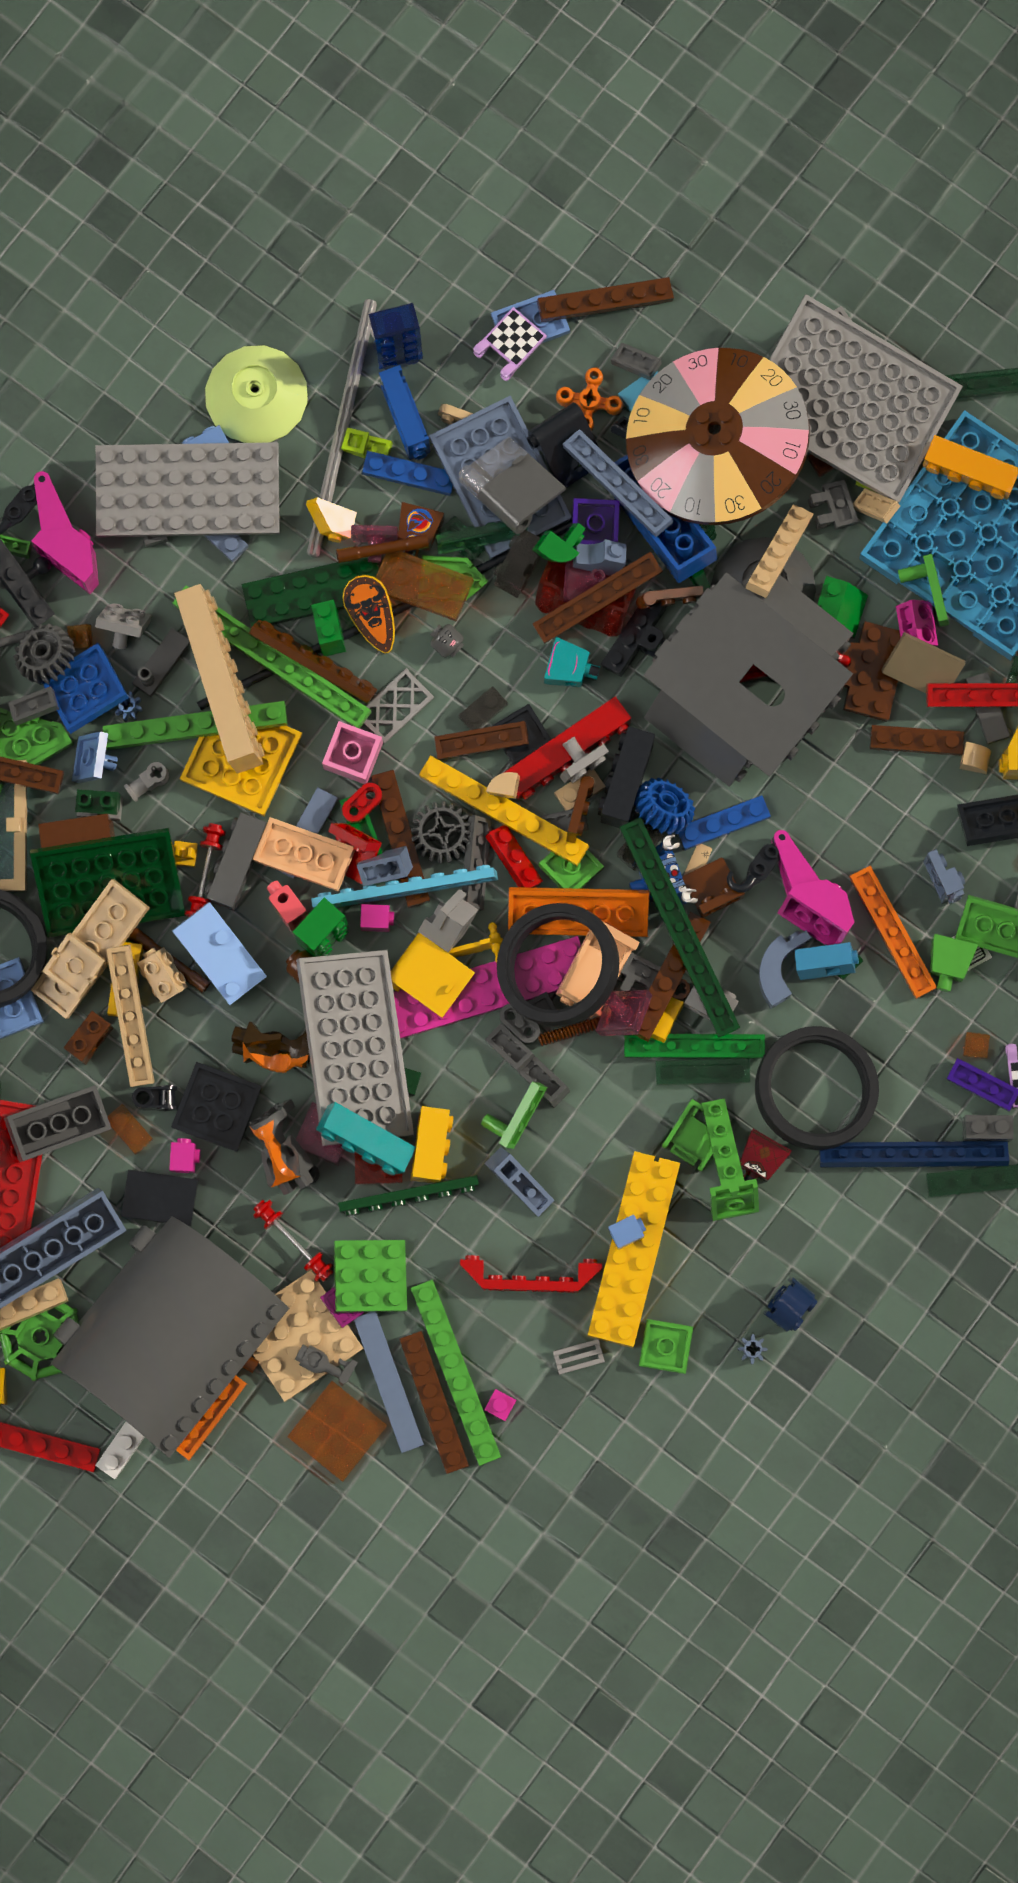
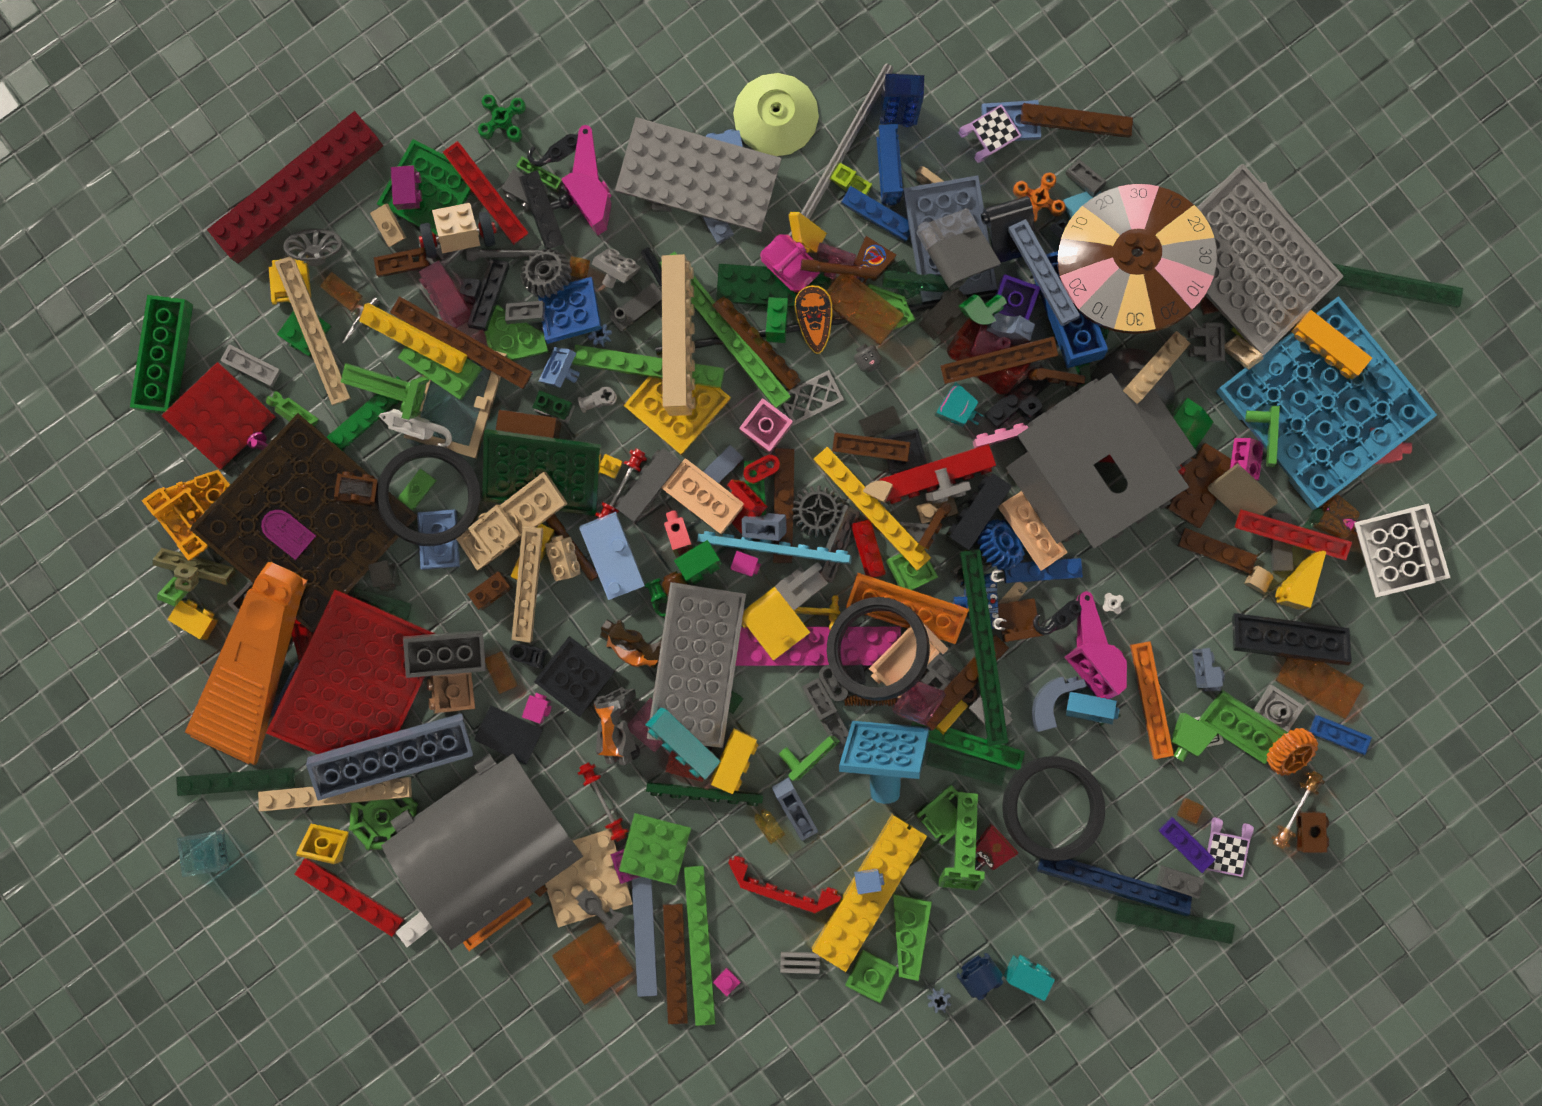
camera: 15 degrees right, 5 degrees up
(77, 1167) = (451, 692): none -> medium nougat plate
(167, 609) = (653, 264): none -> black axle
(287, 988) = (658, 598): none -> green connector
(316, 556) = (784, 260): none -> dark pink shield
(497, 1213) = (769, 827): none -> clear yellow piece
(603, 1082) = (885, 754): none -> dark azure piece
(626, 684) = (999, 436): none -> bright pink plate
(695, 780) = (1031, 531): none -> light nougat plate
(696, 1280) = (911, 931): none -> bright green wing
(812, 841) = (1107, 603): none -> white plate
(847, 1288) = (1028, 977): none -> teal brick

